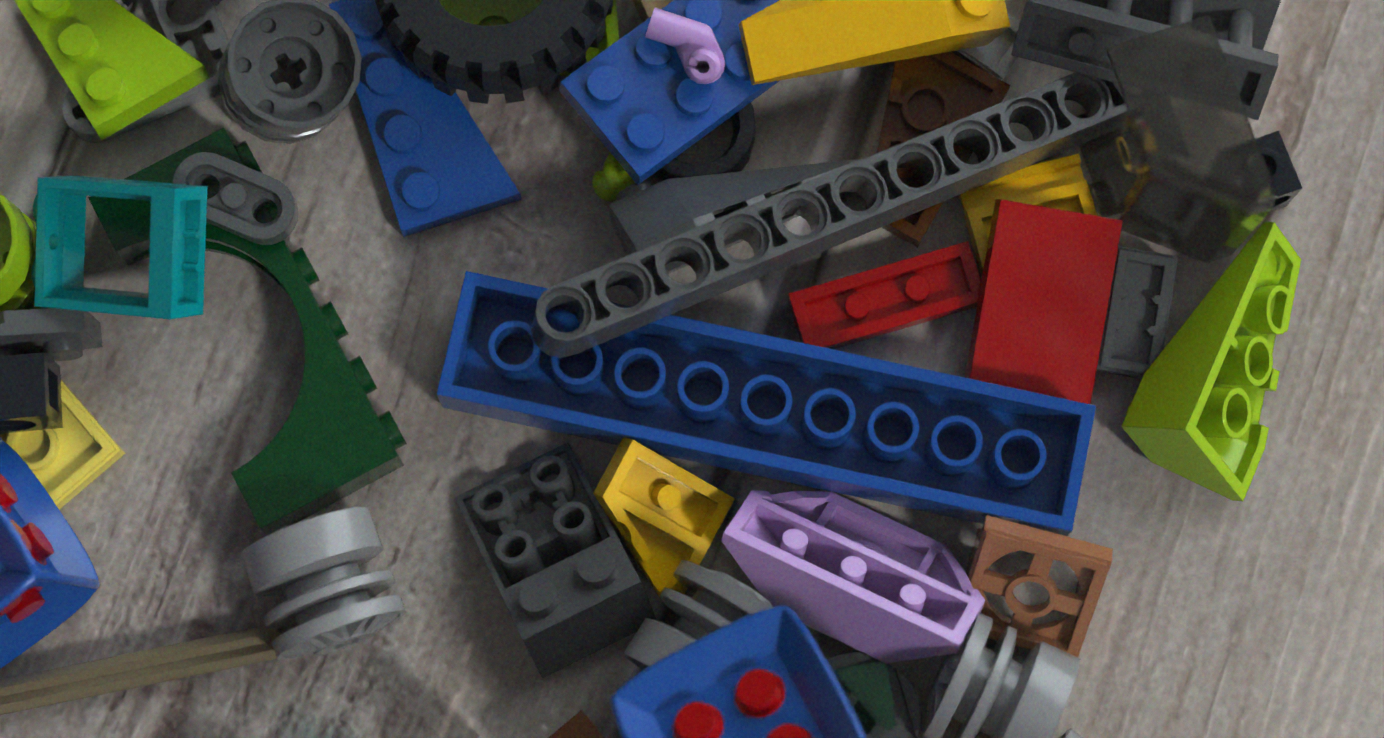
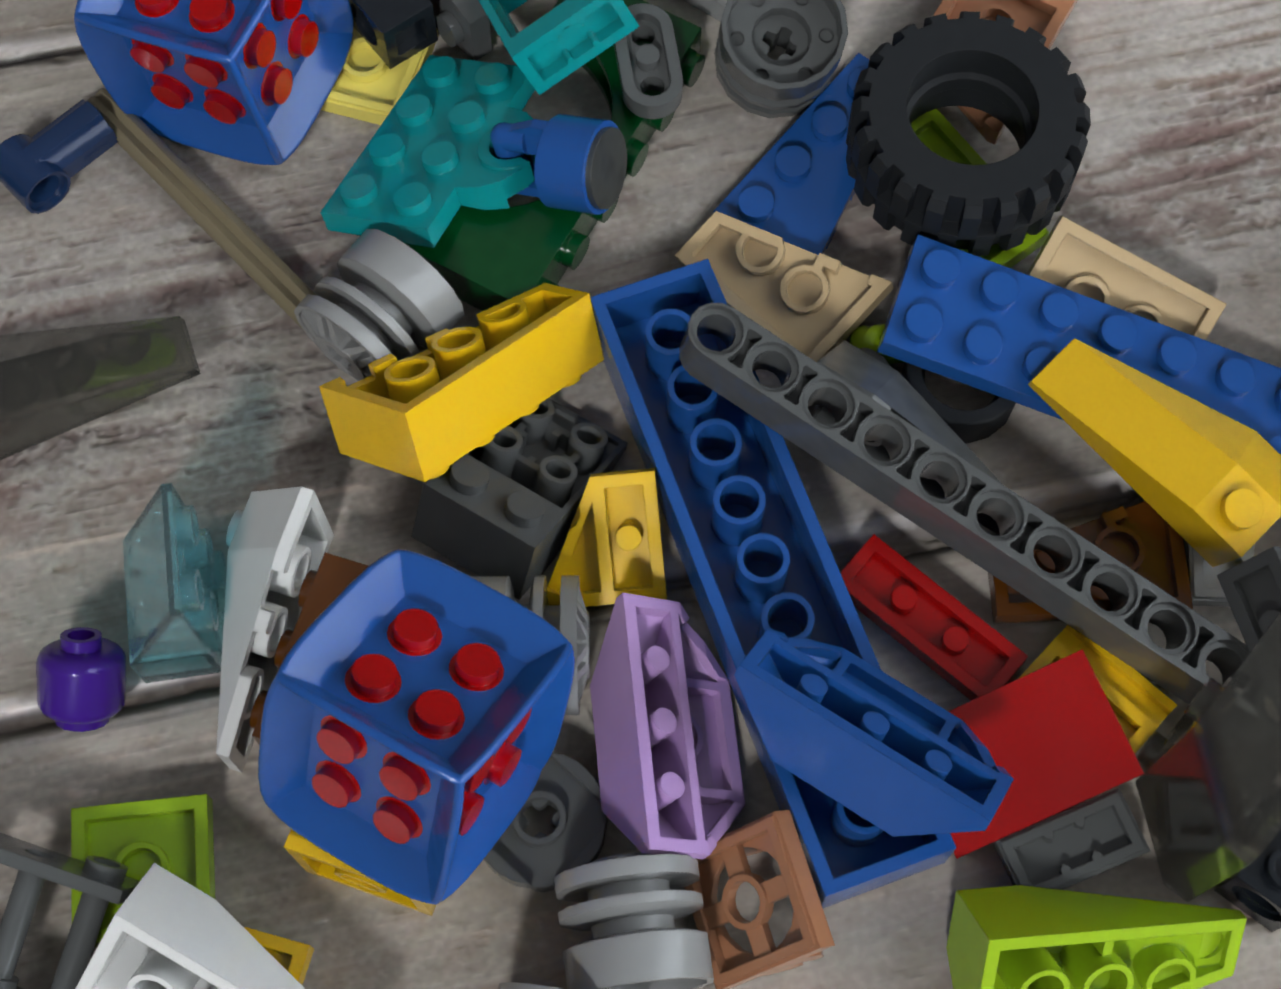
camera: 60 degrees right, 10 degrees down
(203, 416) = (469, 144): none -> teal plate
(452, 550) = (466, 385): none -> yellow wedge
(518, 223) = (784, 288): none -> tan wing
(693, 42) = (1028, 309): lavender arm -> none
(869, 696) = (555, 799): clear green slope -> none
(982, 414) = (868, 739): none -> blue wedge

